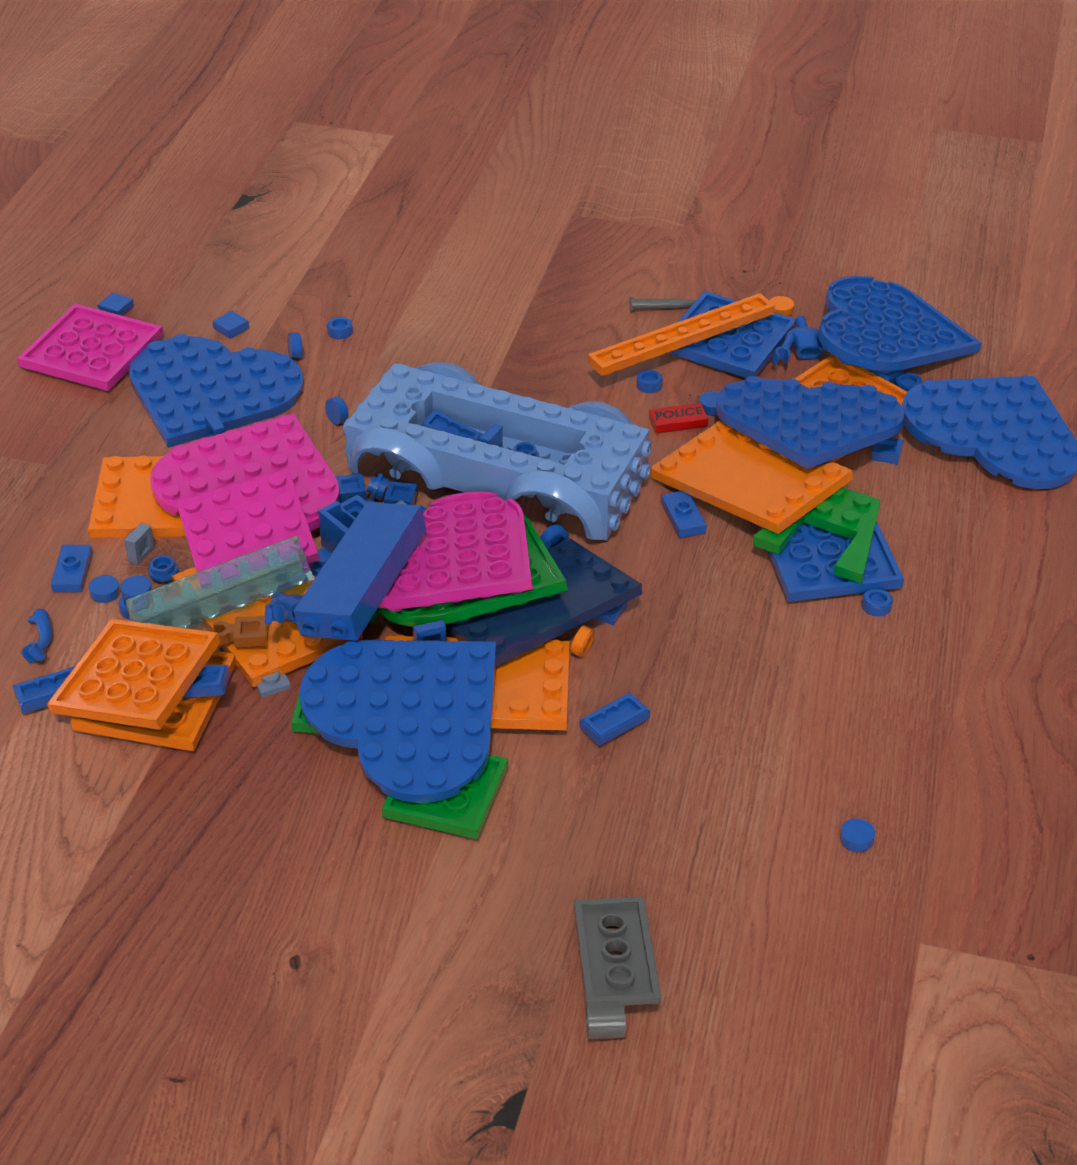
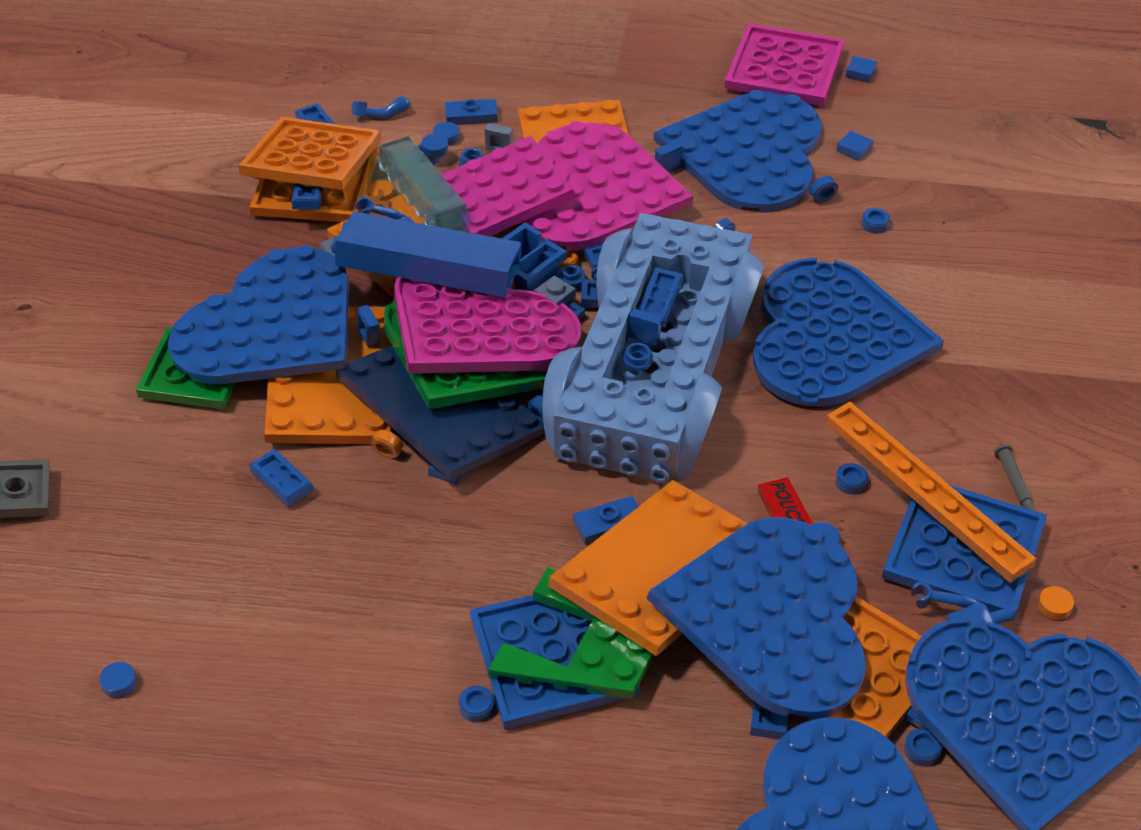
camera: 85 degrees right, 5 degrees up
(497, 352) = (833, 334): none -> blue plate

